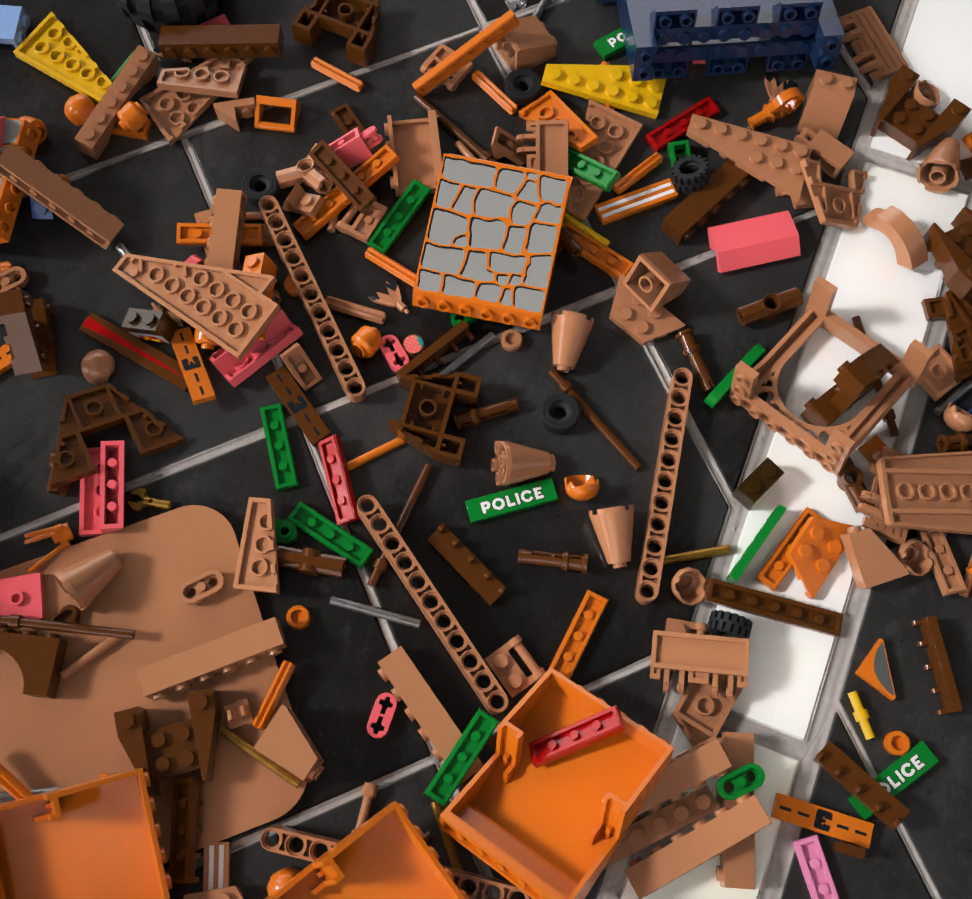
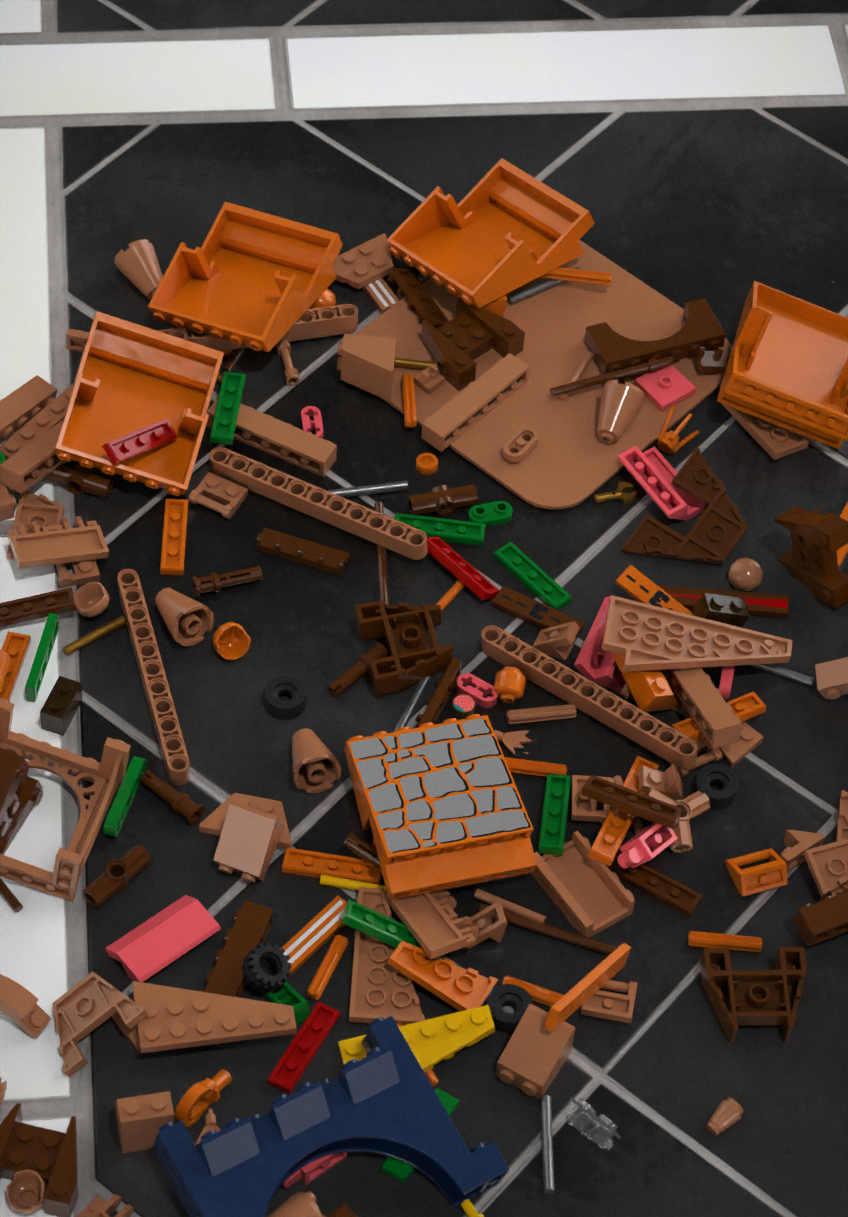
camera: 150 degrees right, 20 degrees down
(258, 549) = (491, 482): nougat wing -> none
(511, 500) = (290, 613): green tile -> none
(519, 463) = (298, 635): nougat cone -> none
(566, 386) = (290, 724): reddish brown bar -> none
(729, 624) = (40, 577): black tyre -> none
(826, 149) = (123, 1073): nougat brick -> none

